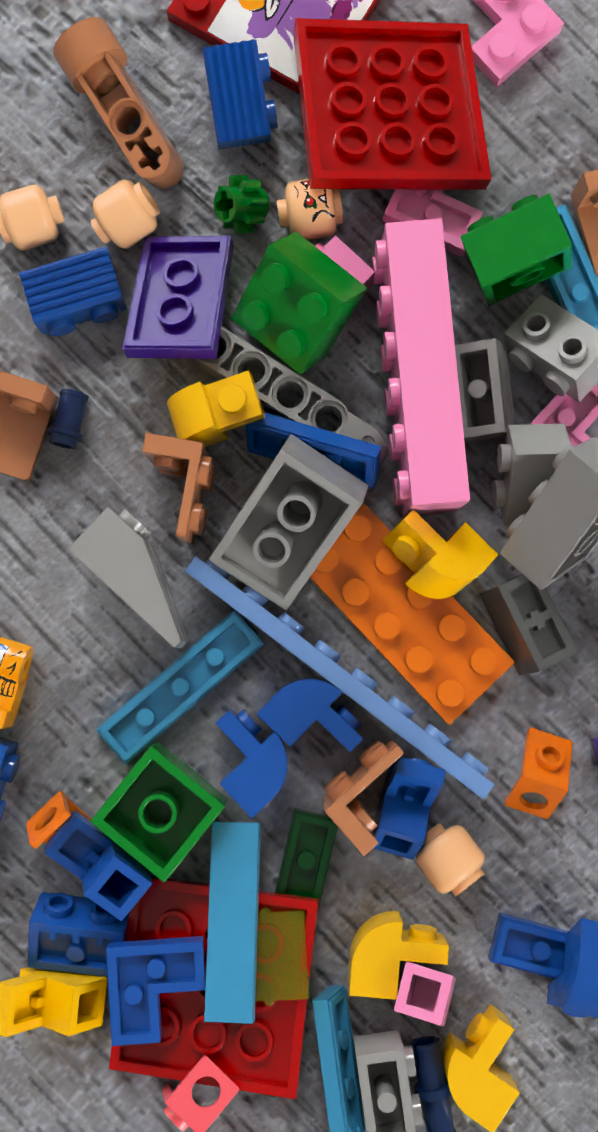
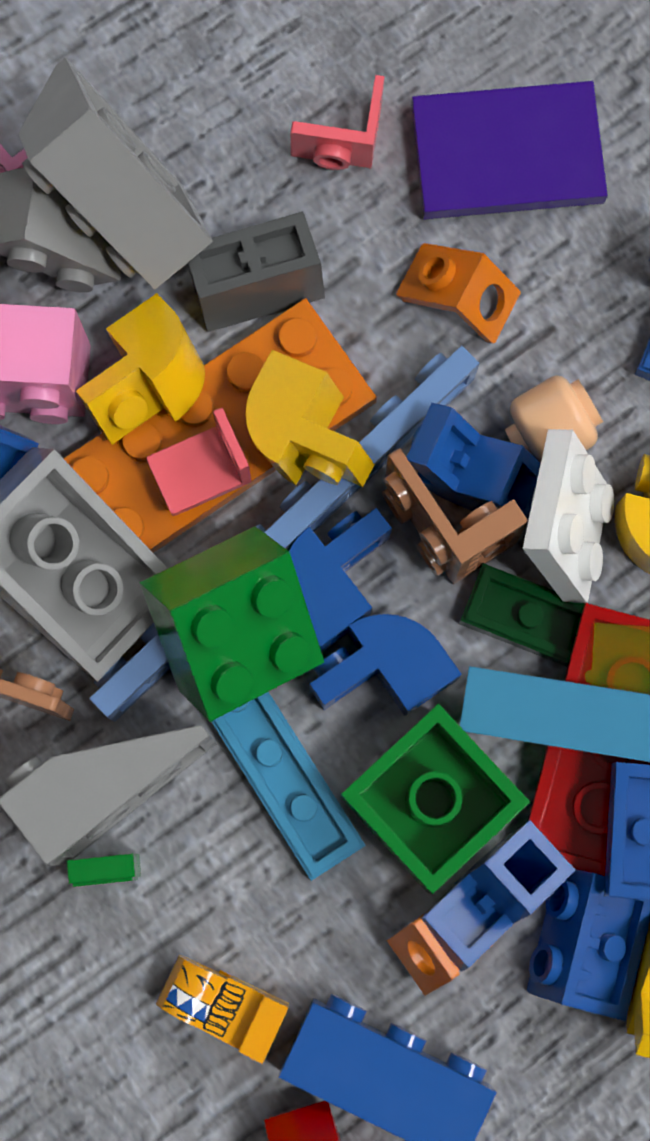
camera: 80 degrees left, 5 degrees down
(81, 586) = (104, 870): none -> green tile
(261, 650) = (233, 622): none -> green brick
(373, 606) = (200, 467): none -> coral bracket
(377, 881) = (568, 517): none -> white plate
(416, 666) = (290, 423): none -> yellow brick

